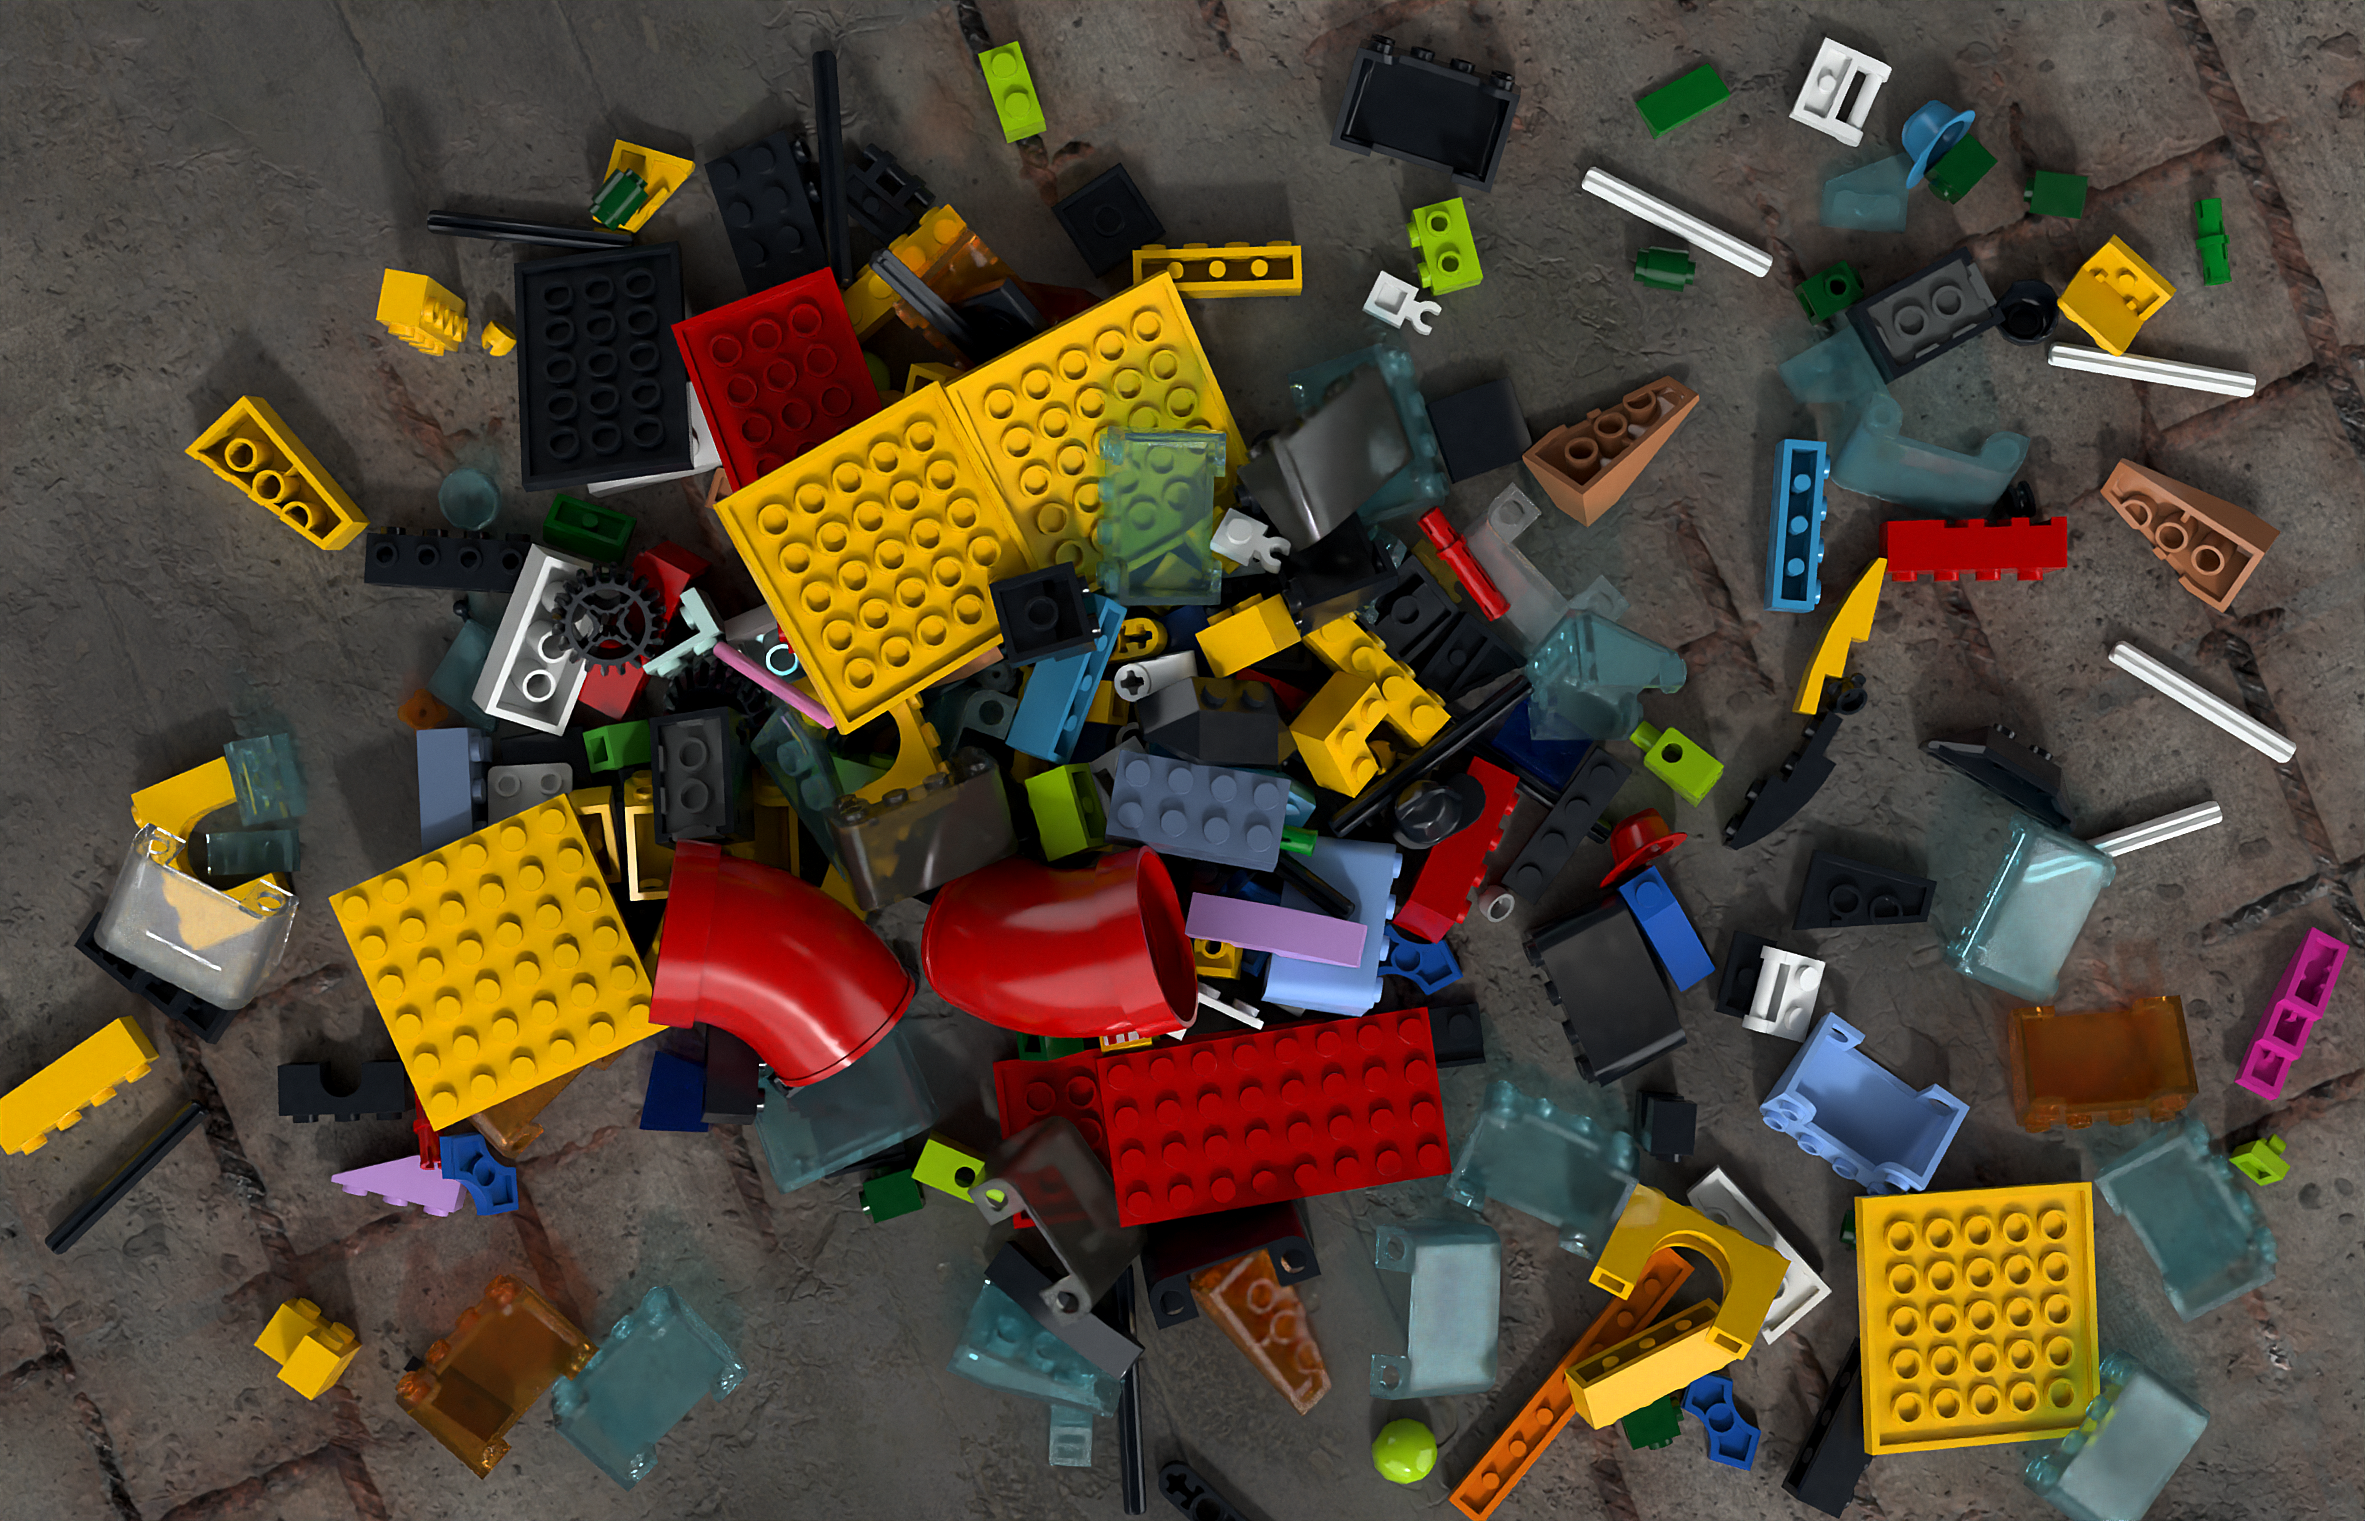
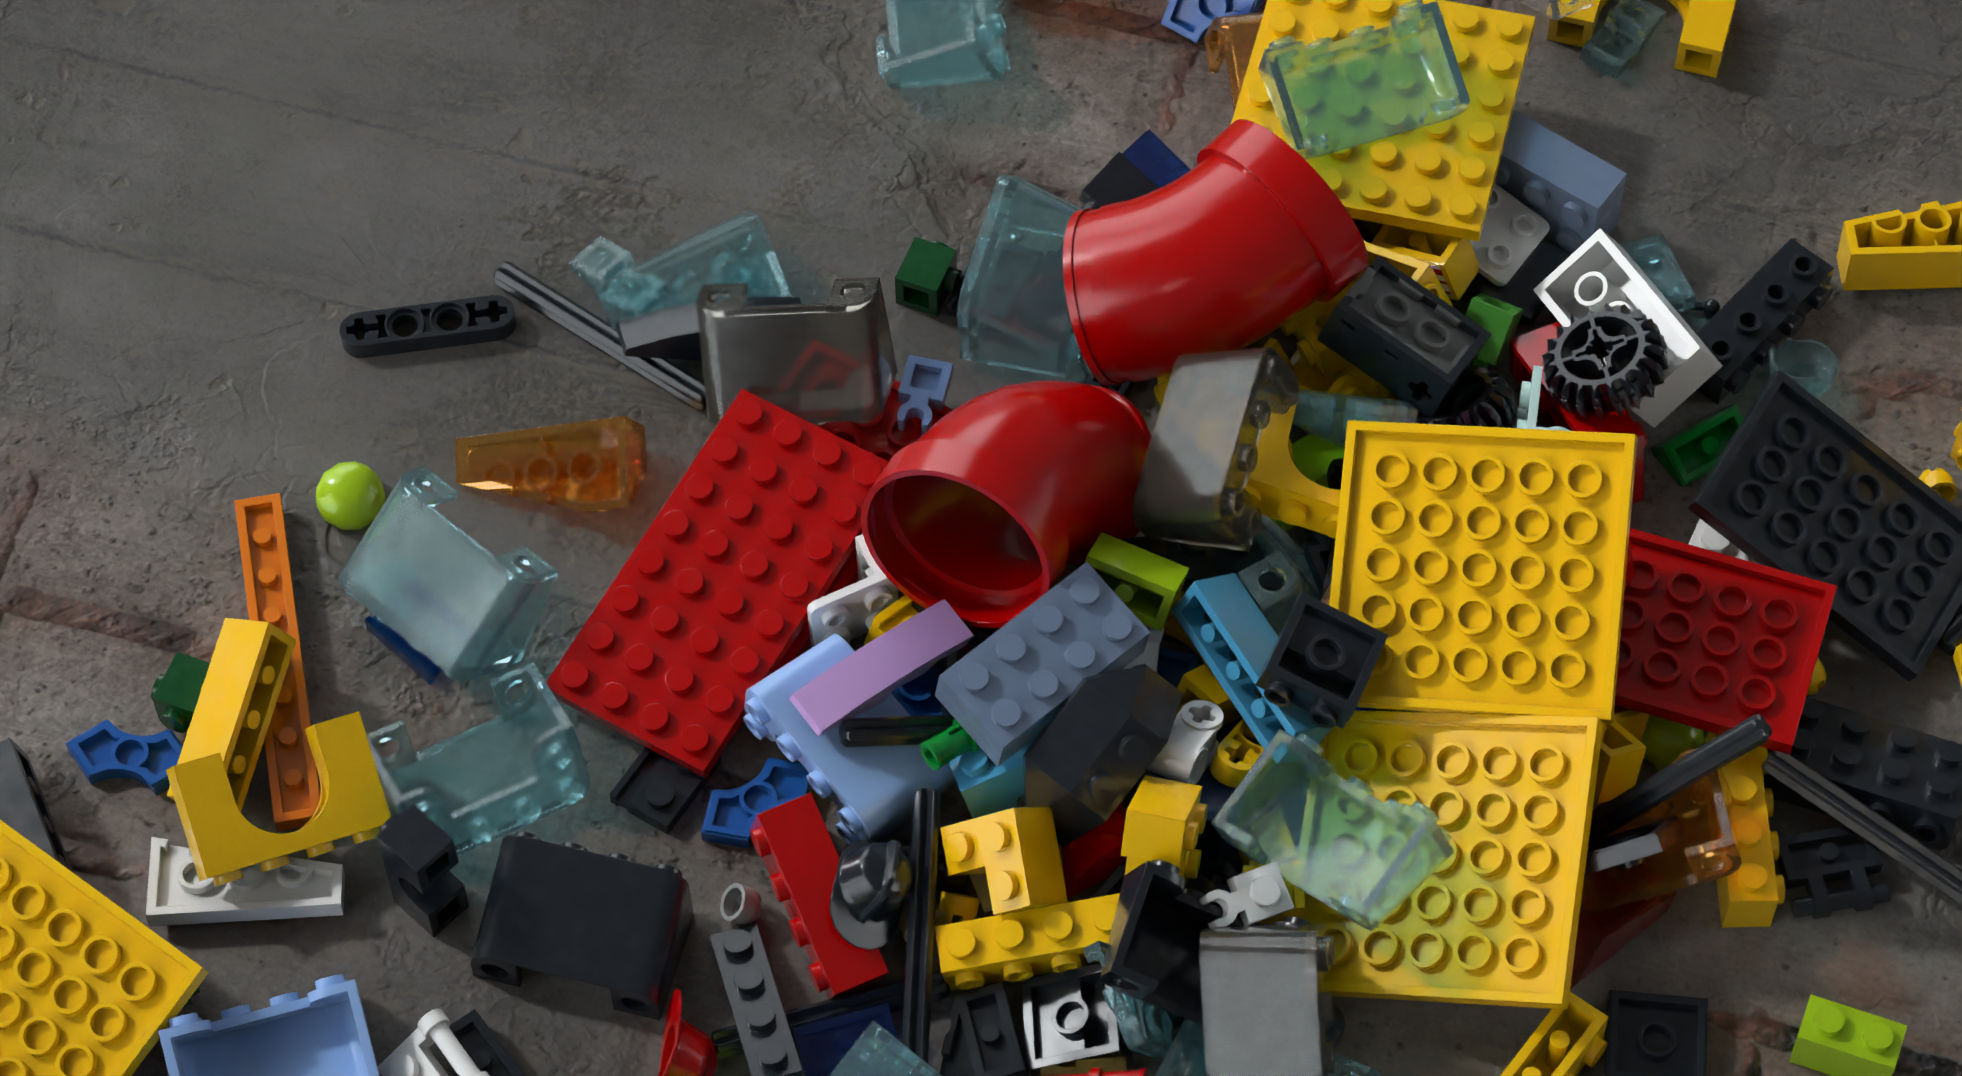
camera: 125 degrees right, 30 degrees down
(257, 779) = (1679, 59): clear light blue plate -> none
(422, 700) = (1644, 211): clear orange plate -> none
(507, 971) = (1365, 84): none -> clear light blue windscreen
(940, 1164) = (918, 318): lime torso -> none
(998, 1108) = (922, 388): none -> medium blue plate
(1218, 1237) = (671, 434): black windscreen -> none
(1665, 926) = (592, 1027): blue slope -> none

